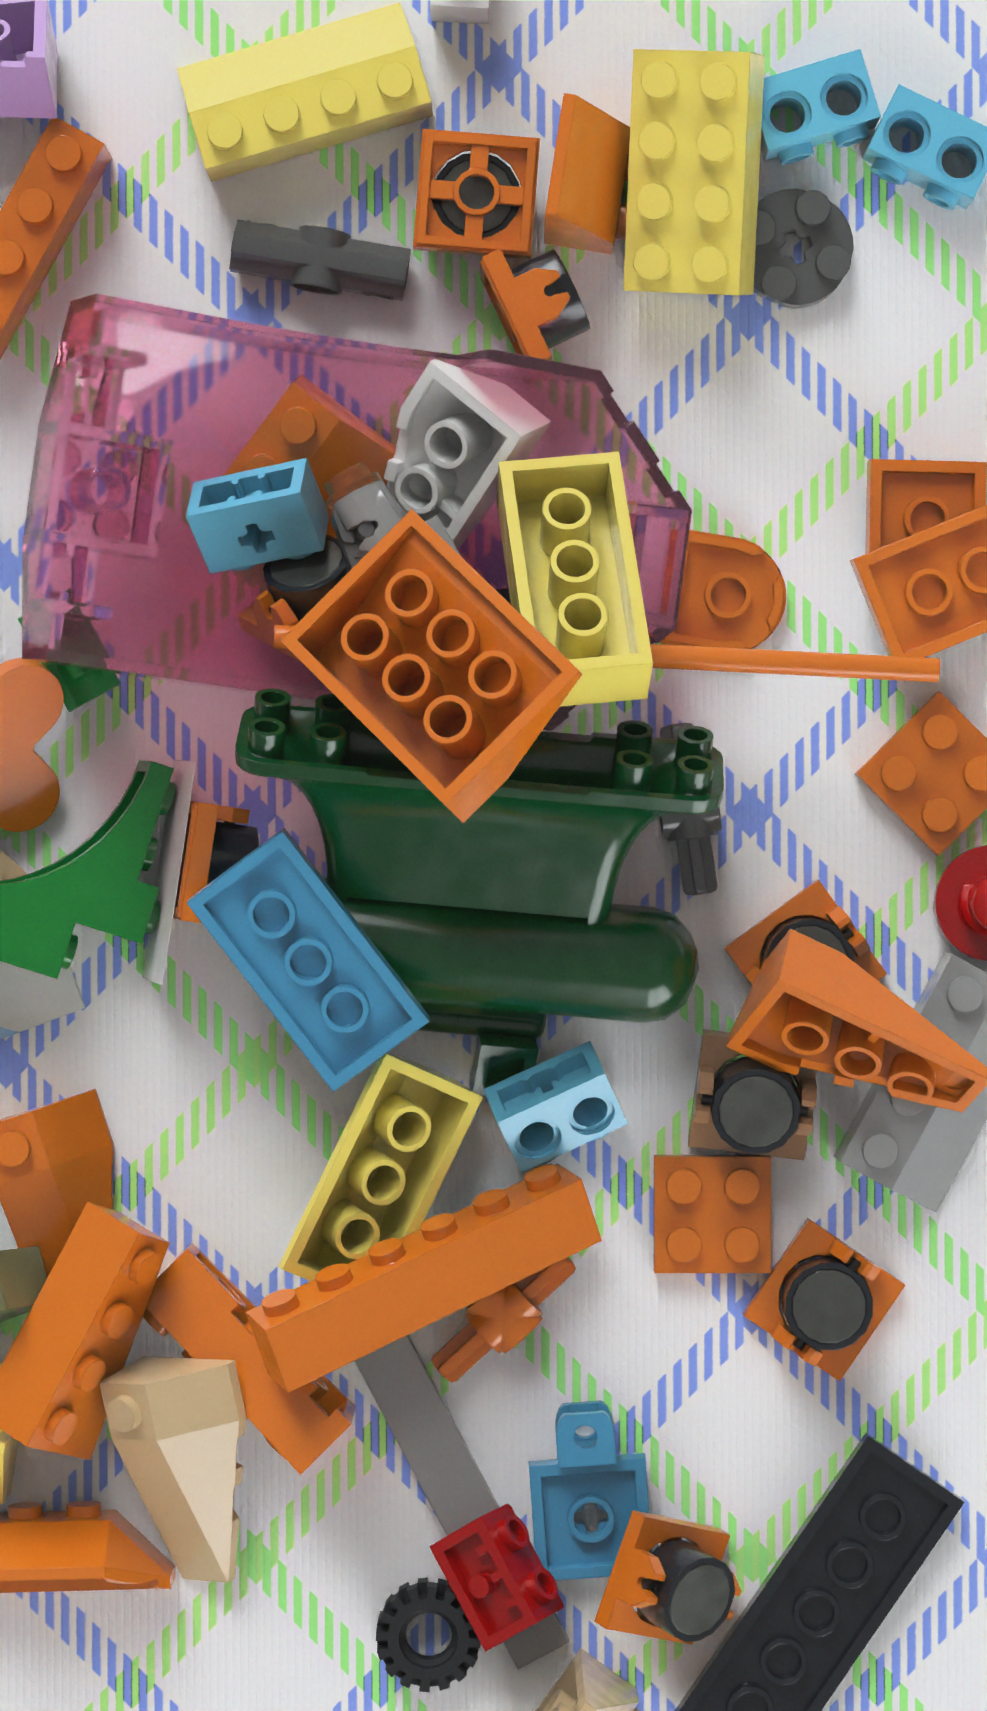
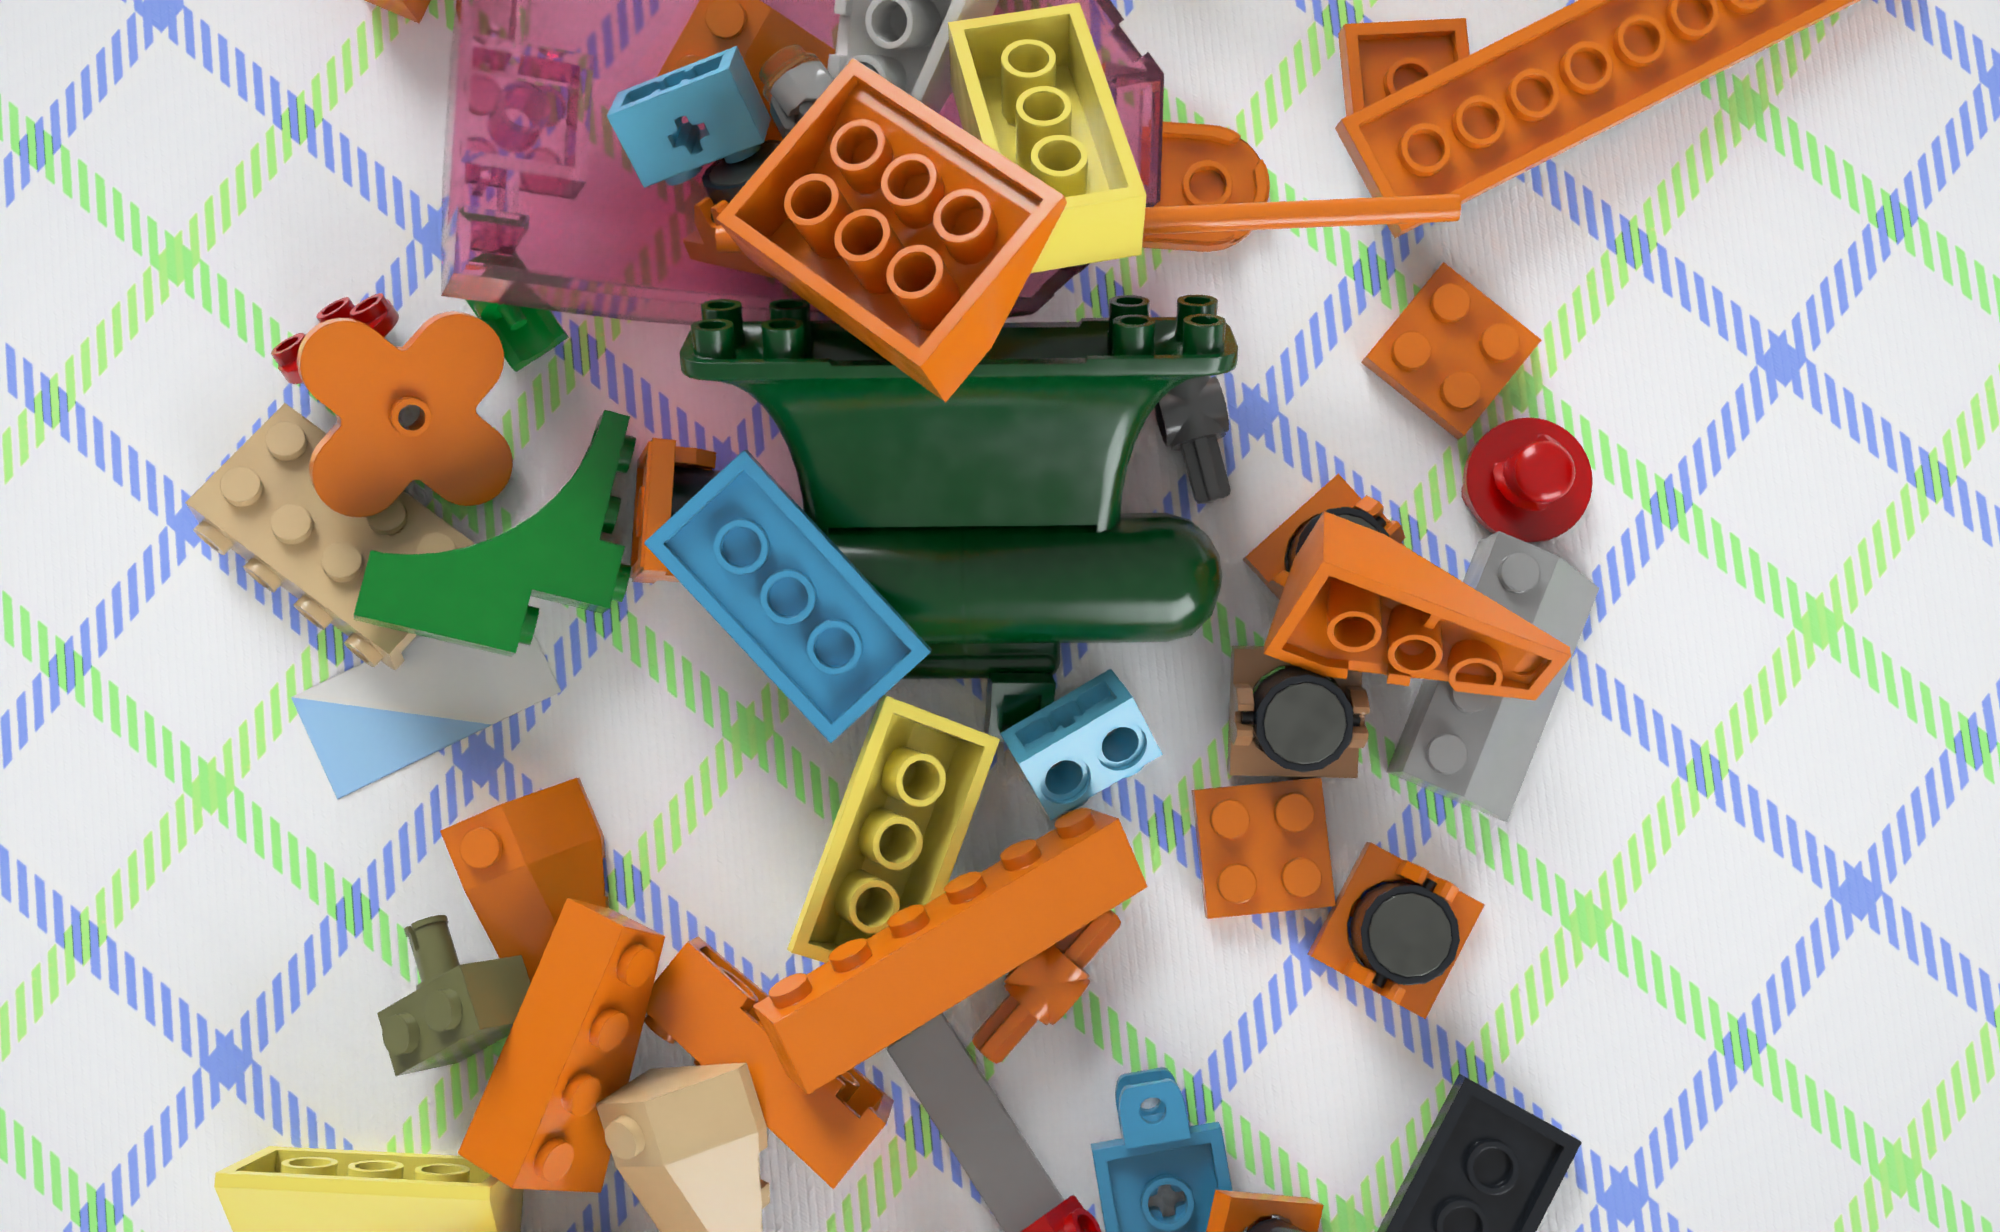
camera: 10 degrees left, 5 degrees down
(169, 870) = (634, 527): white sticker -> none

